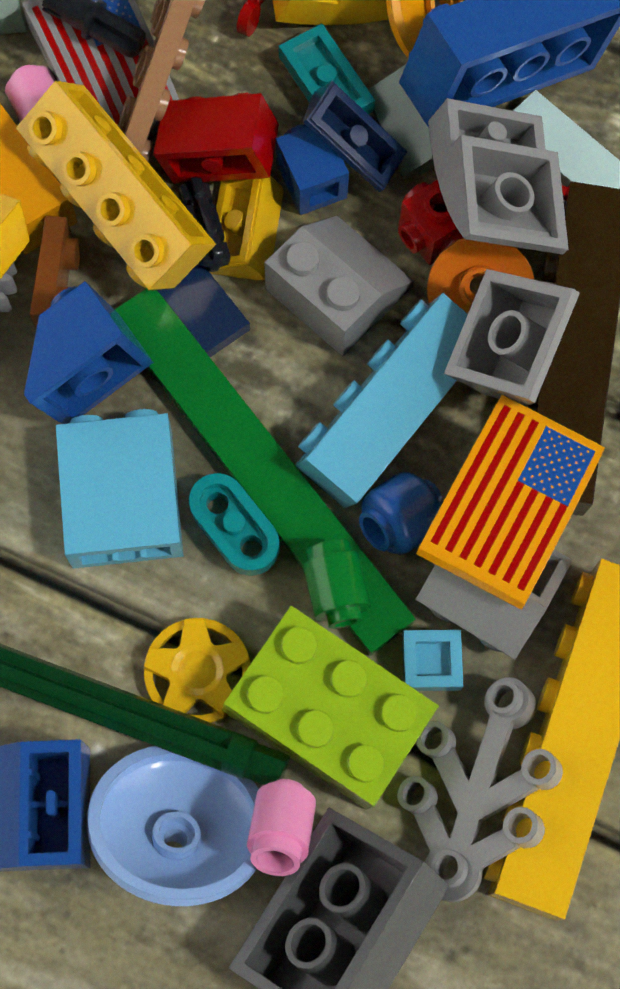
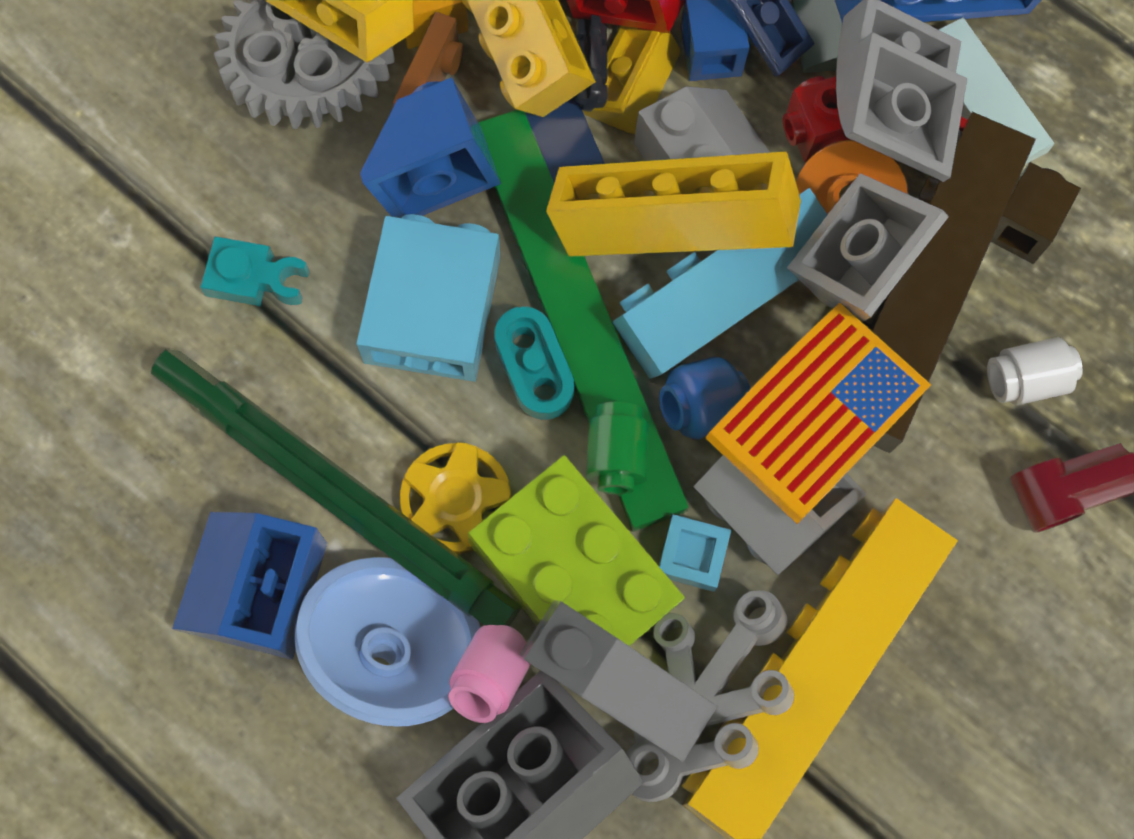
camera: 15 degrees right, 0 degrees up
(326, 344) = (676, 205): none -> yellow brick
(399, 799) = (618, 680): none -> slope

